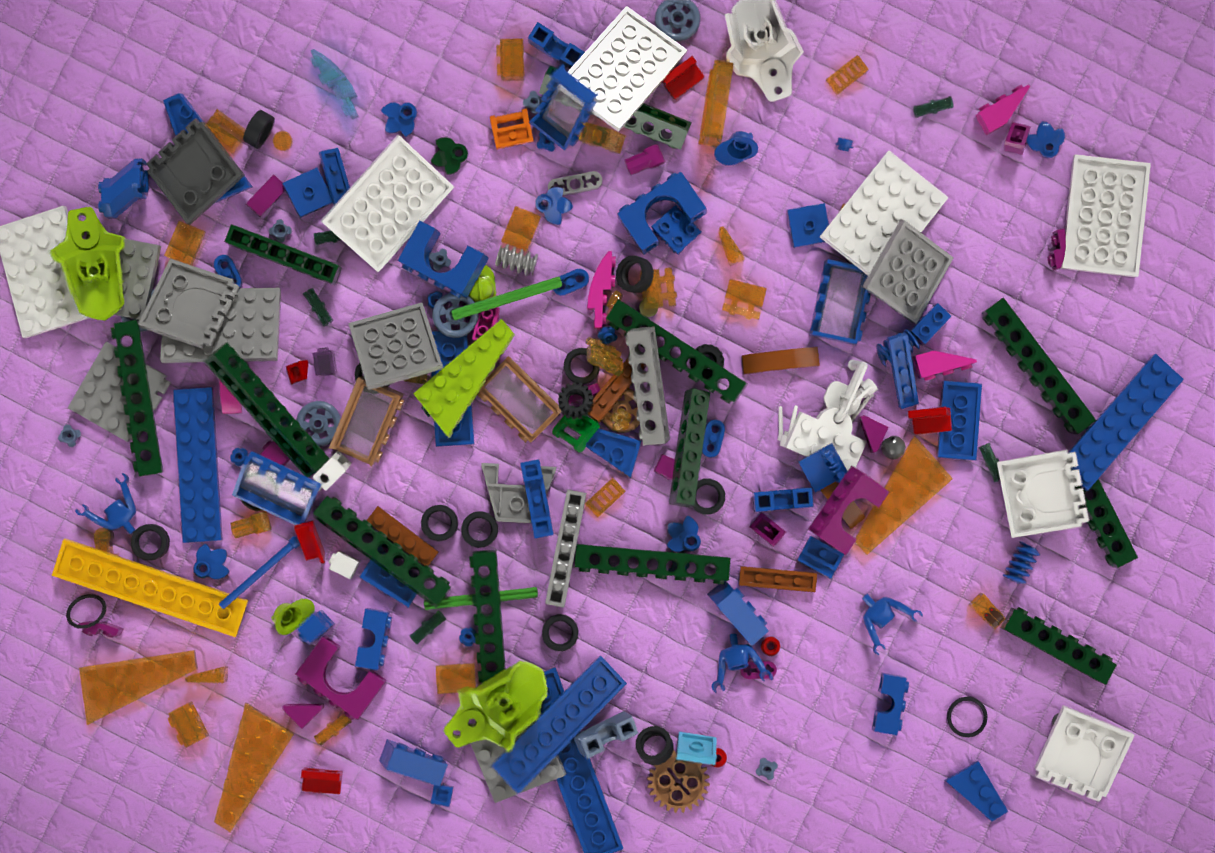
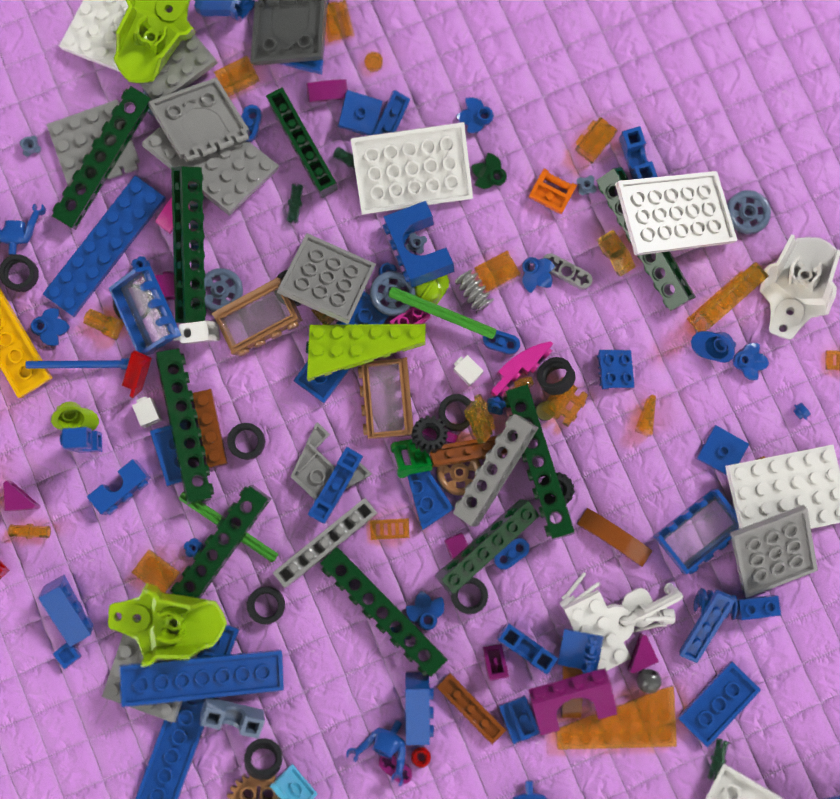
camera: 40 degrees right, 5 degrees down
(258, 129) = (363, 36): black tyre -> none
(275, 230) = (315, 120): sand blue plate -> none
(298, 371) = (239, 238): red slope -> none
(314, 673) = (52, 476): magenta arch -> none
(324, 362) = (264, 248): clear purple brick -> none
(332, 77) = (451, 50): clear light blue slope -> none
(427, 627) = (168, 514): clear green pin -> none
(465, 533) = (258, 467): black tyre -> none
(543, 145) = (571, 217): blue plate -> none
(562, 326) = (467, 370): none -> white brick
(564, 109) = (607, 204): blue window -> none
(621, 420) = (452, 479): clear yellow plant -> none
(648, 158) = (640, 298): magenta piece -> none
(676, 190) = (640, 337): blue arch -> none
(683, 78) = (716, 259): red panel -> none
(744, 293) = (629, 462): clear yellow plate -> none
(776, 134) = (752, 361): none -> blue plate
(931, 420) = (696, 684): red panel -> none
(938, 362) = (737, 641): dark pink slope -> none
(1060, 385) = (823, 784): dark green brick -> none

